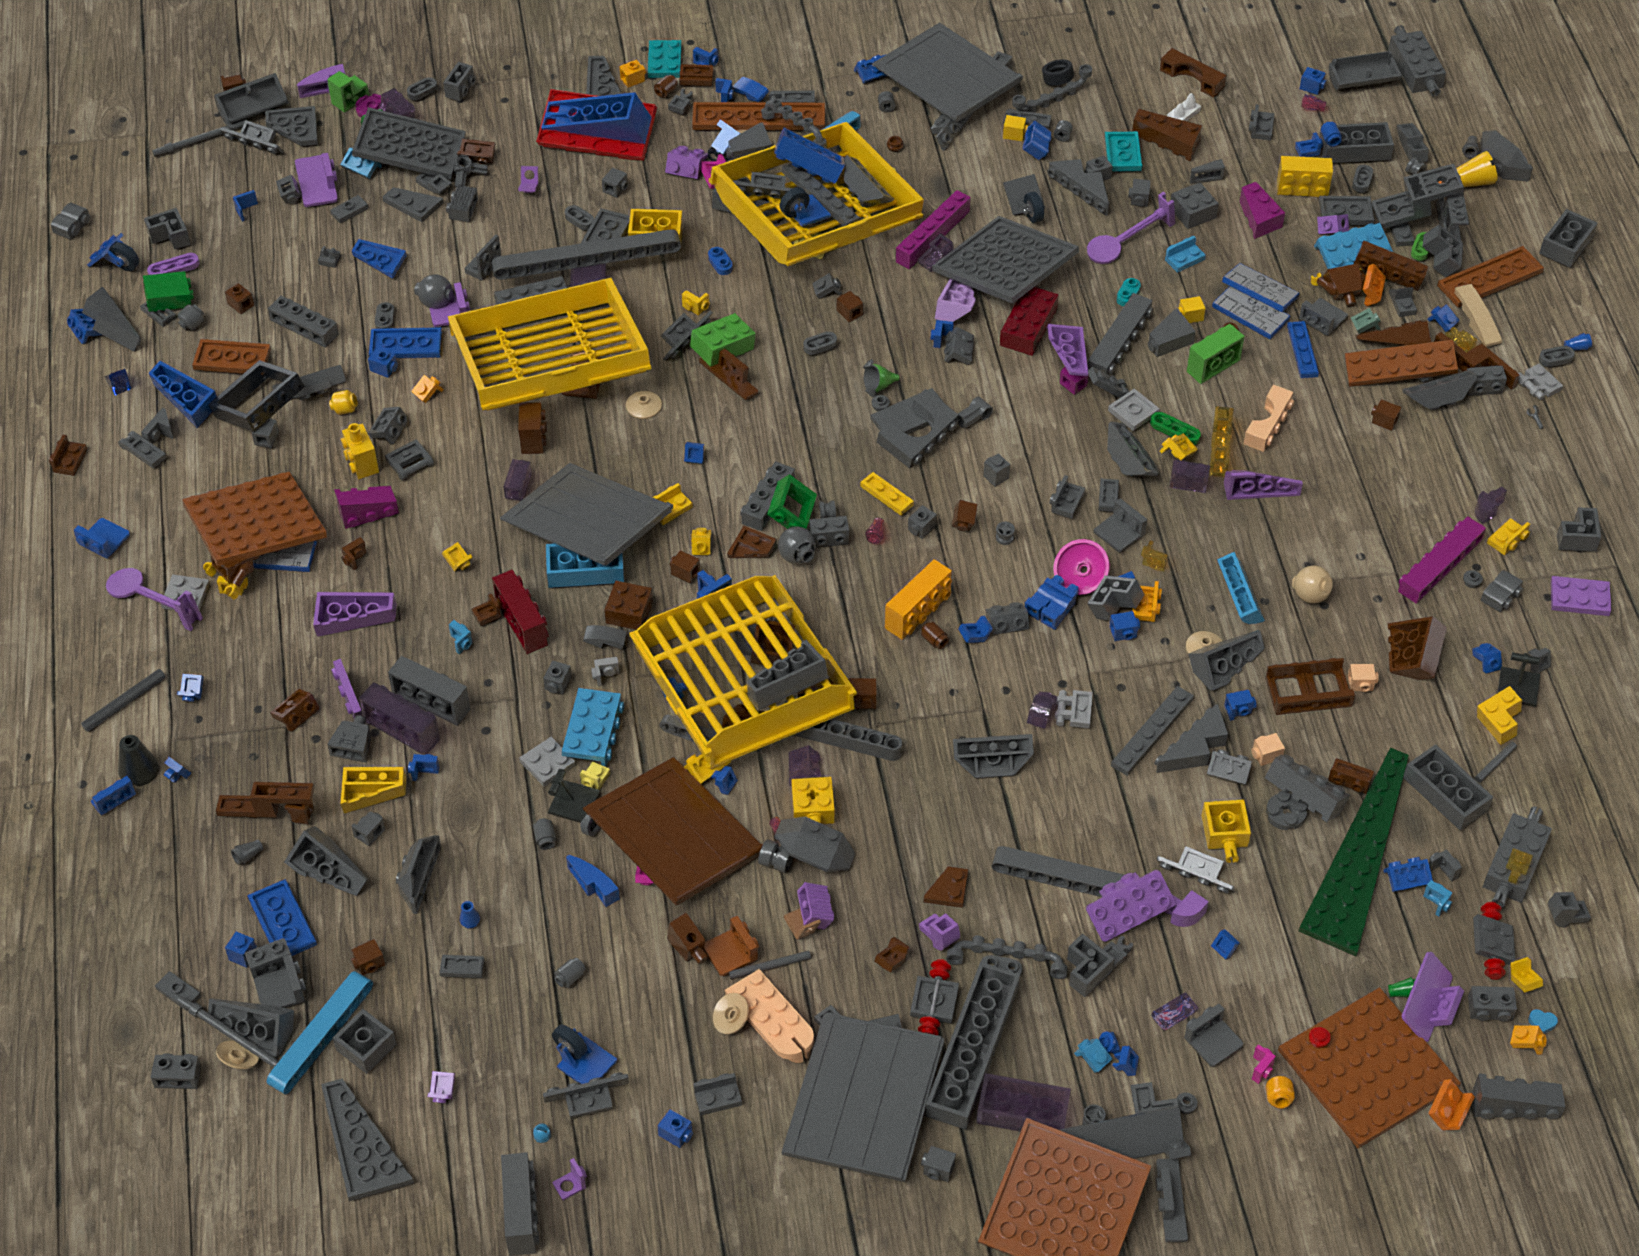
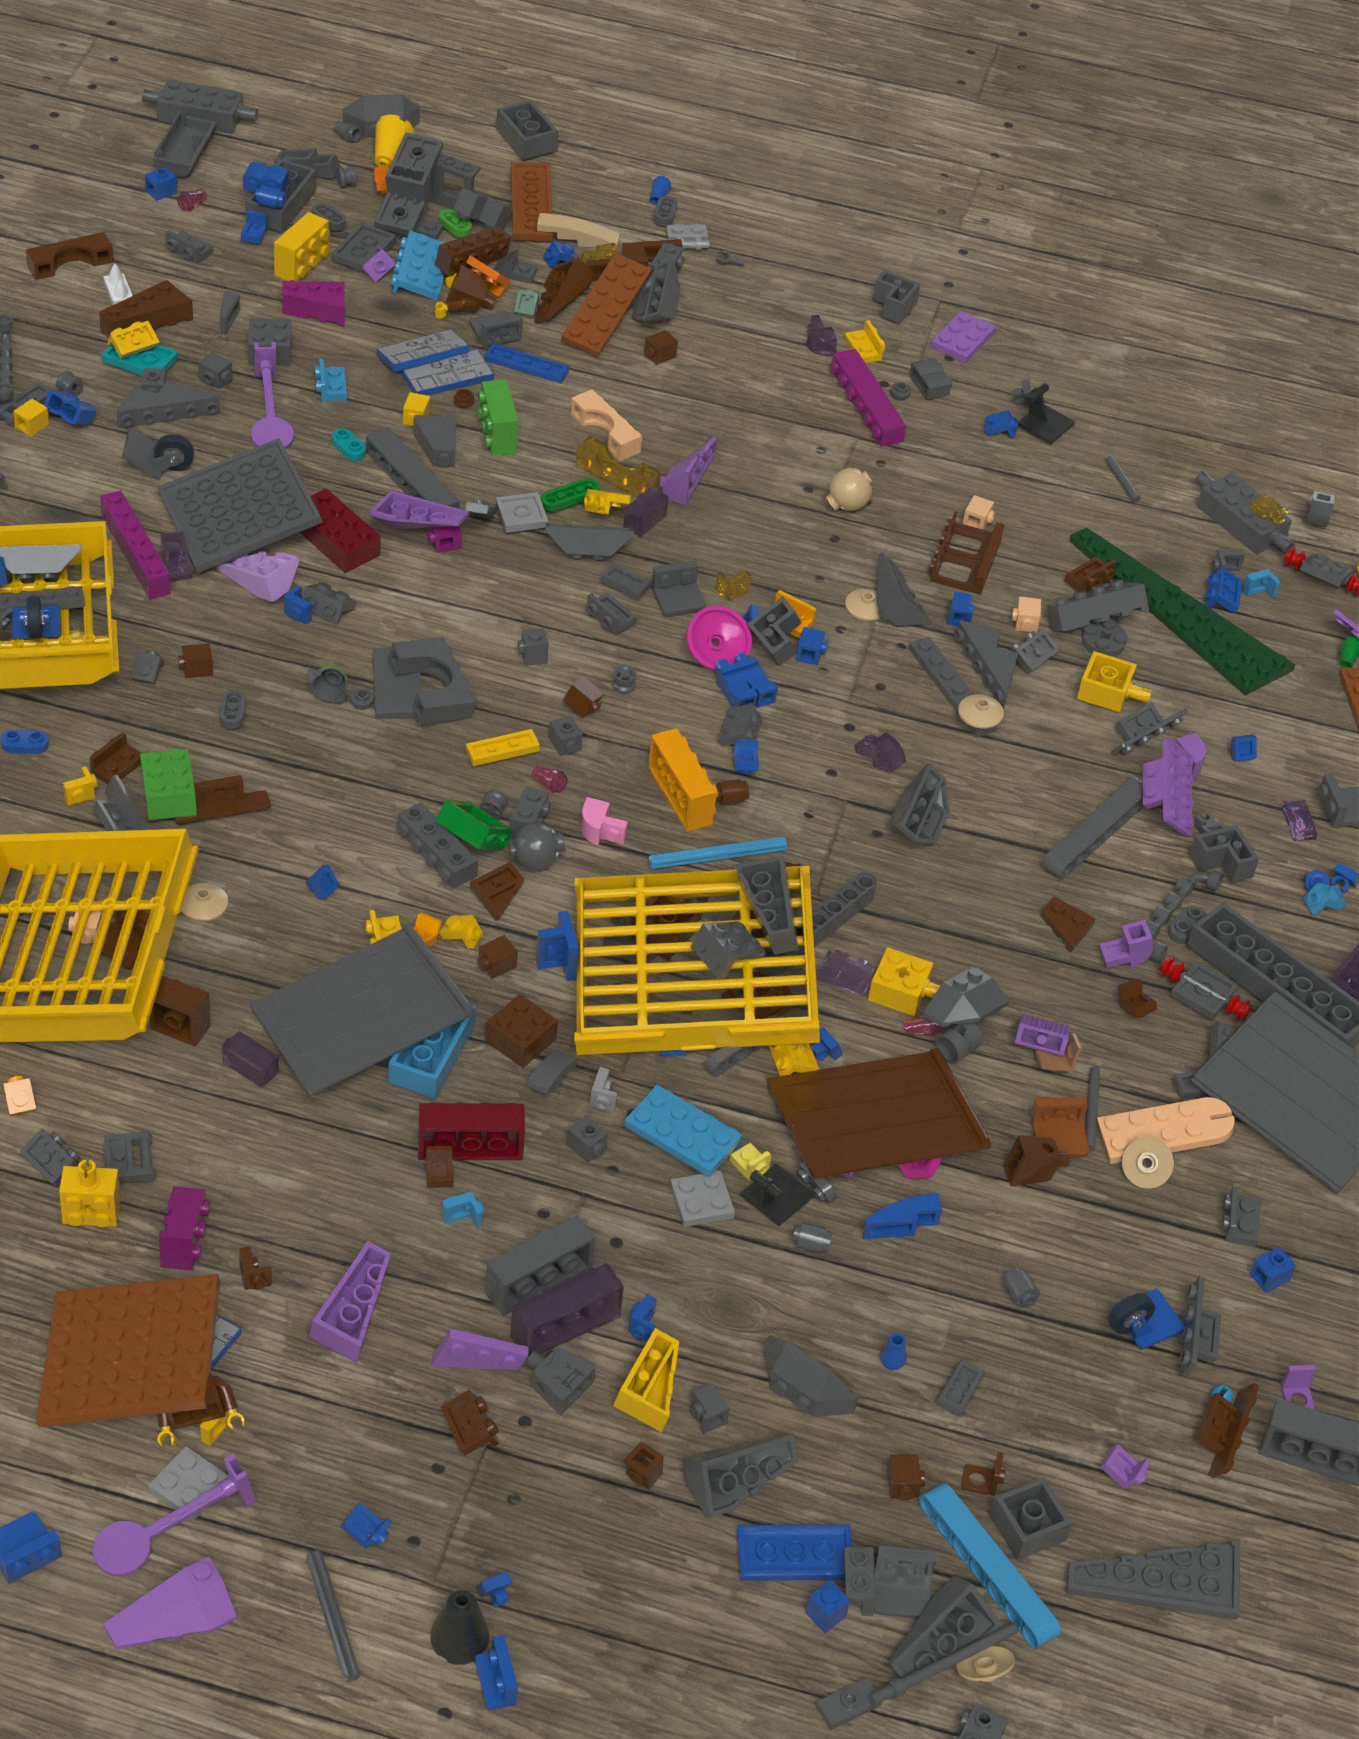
camera: 70 degrees left, 5 degrees down
(95, 625) = (181, 1605): none -> medium lavender wedge
(244, 852) = (673, 1556): dark grey cone -> none
(265, 799) = (615, 1496): reddish brown bracket -> none
(394, 1006) = (991, 1476): none -> reddish brown bracket
(457, 557) = (333, 1167): yellow bracket -> none
(508, 1137) = (1224, 1425): none -> reddish brown bracket
(682, 522) = (427, 928): none -> light orange bracket
(730, 304) = (114, 759): none -> reddish brown bracket
(738, 668) = (722, 943): none -> dark grey bracket
(849, 571) = (598, 825): none -> bright pink brick
(874, 653) = (717, 852): none -> dark azure axle
(977, 409) = (435, 625): dark grey piece -> none
(1080, 710) = (896, 724): light grey plate -> none
(1126, 137) = (133, 339): none -> yellow bracket
(1130, 760) = (980, 711): none -> tan dish
(1240, 589) = (816, 541): dark azure brick -> none
(1348, 122) = (261, 174): none -> blue brick
(1416, 647) = (965, 462): reddish brown wedge -> none
(1448, 787) = (1144, 517): dark grey brick -> none
(1497, 714) = (1078, 449): yellow brick -> none

